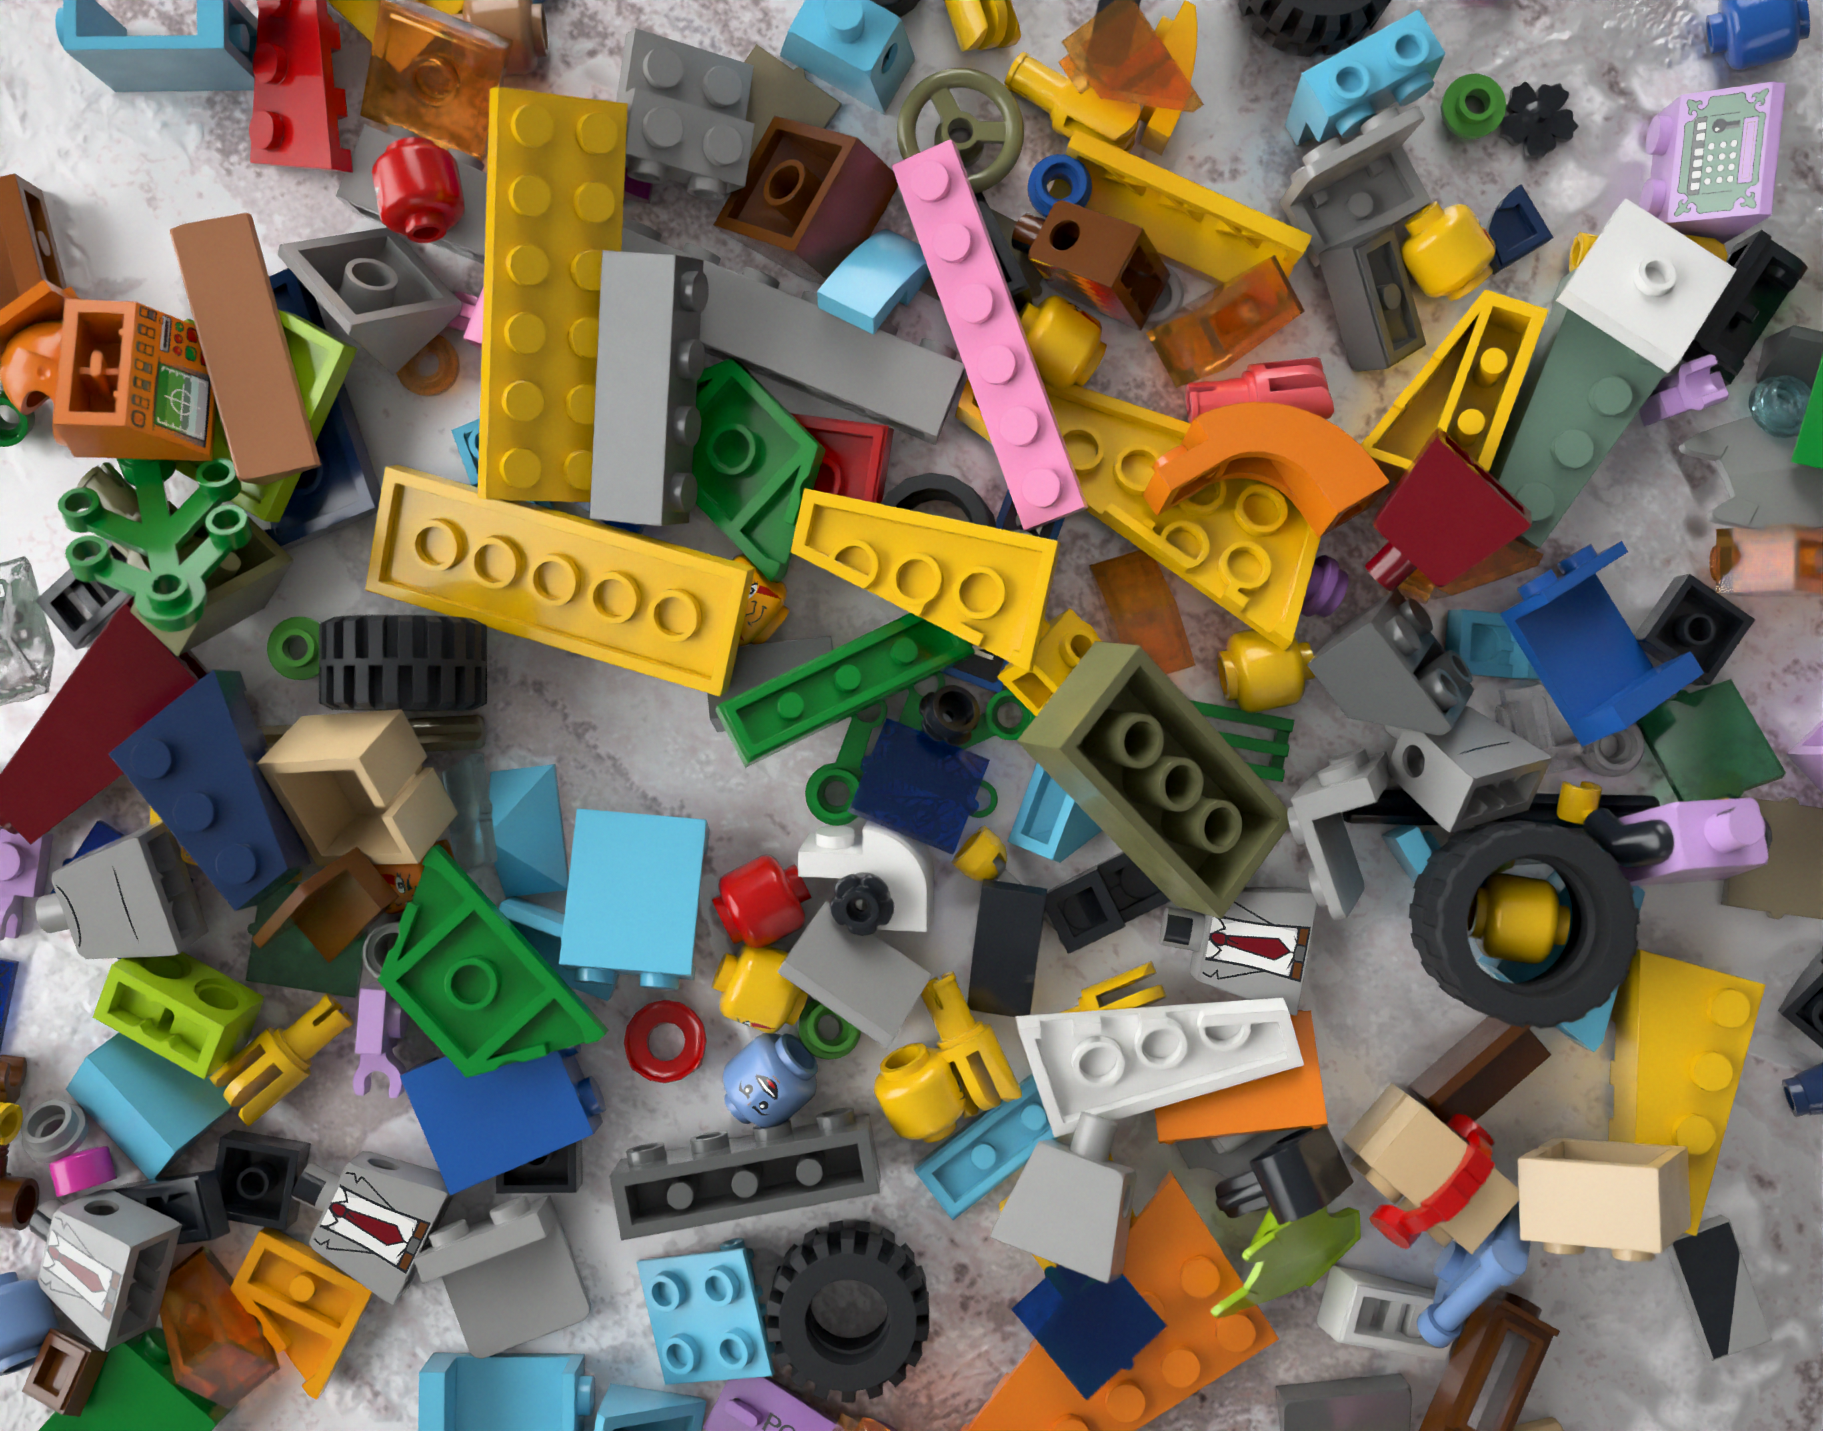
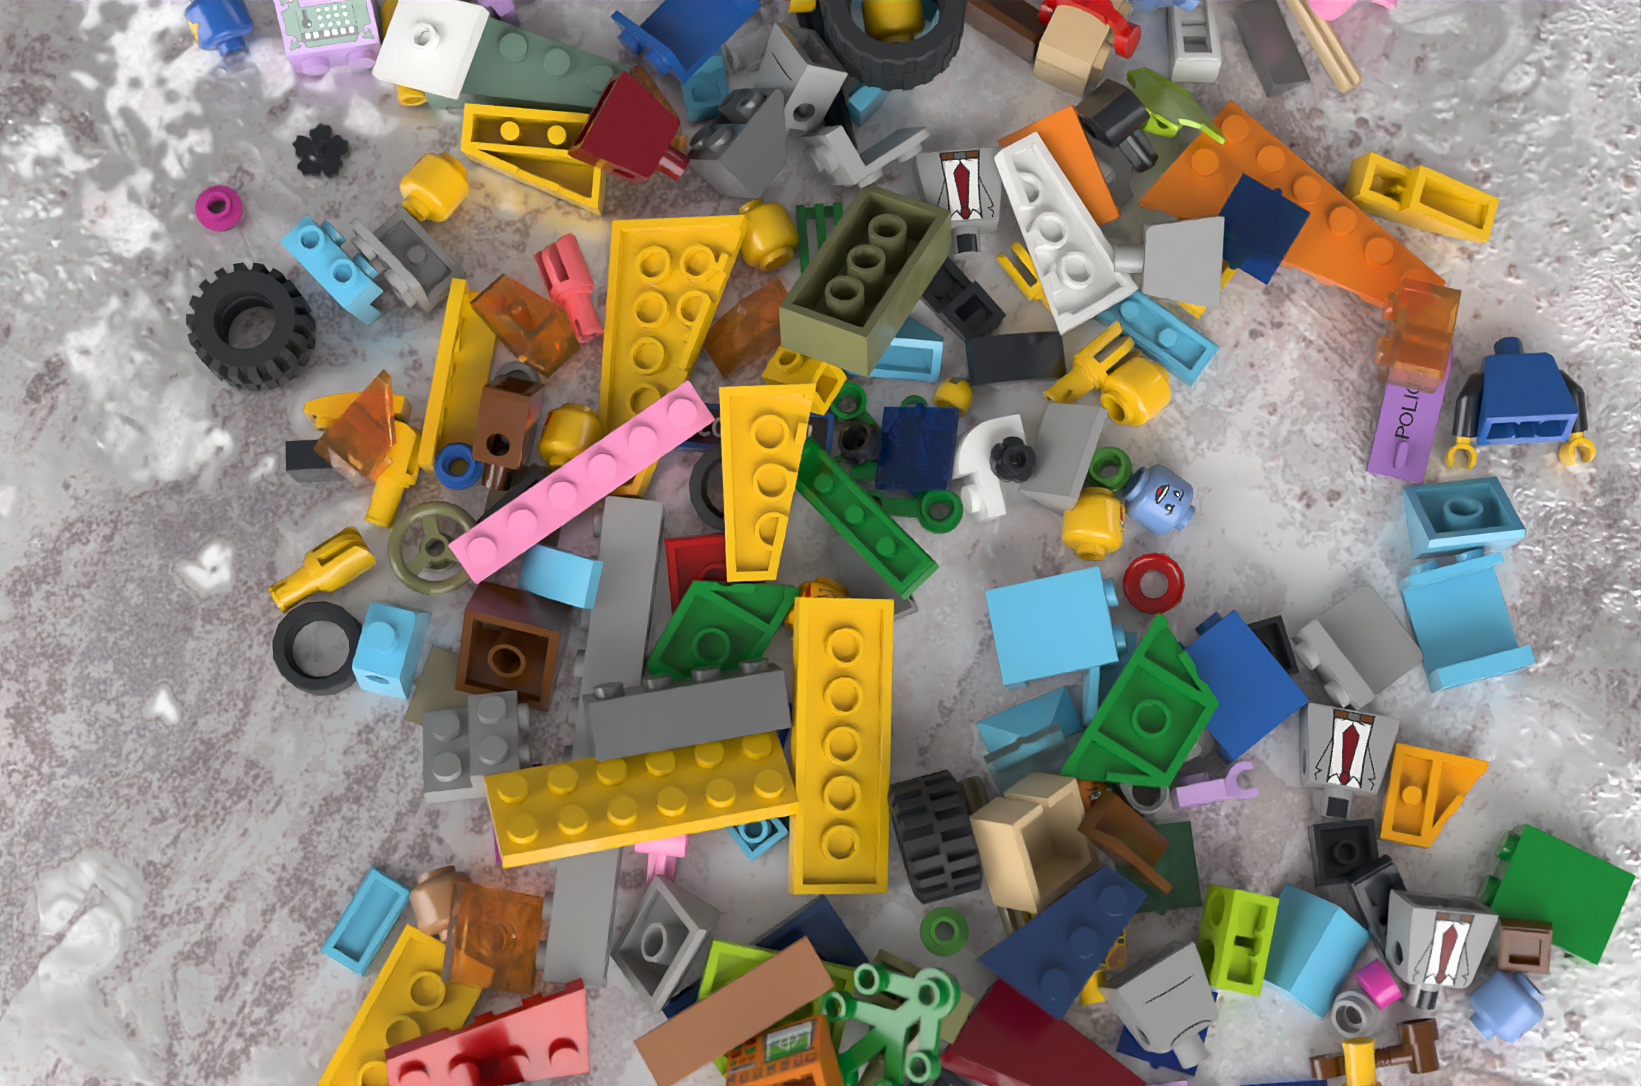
camera: 100 degrees left, 10 degrees down
(209, 1333) = (1463, 849): clear orange slope -> none
(279, 1059) = (1241, 853): yellow arm -> none
(418, 189) = (584, 917): red head -> none
(444, 376) = (712, 880): clear orange plate -> none
(707, 1315) = (1340, 500): medium azure hinge -> none
(745, 1175) = (1230, 495): dark grey brick -> none
(761, 902) = (1032, 539): red head -> none
(840, 1361) = (1323, 367): black tyre -> none
(1278, 445) = (606, 261): orange arch -> none
(1325, 588) = (696, 205): medium lavender plate -> none
(1372, 300) = (482, 229): dark grey slope -> none
(1457, 115) = (327, 210): bright green plate -> none
(1516, 229) = (403, 146): dark blue tile -> none

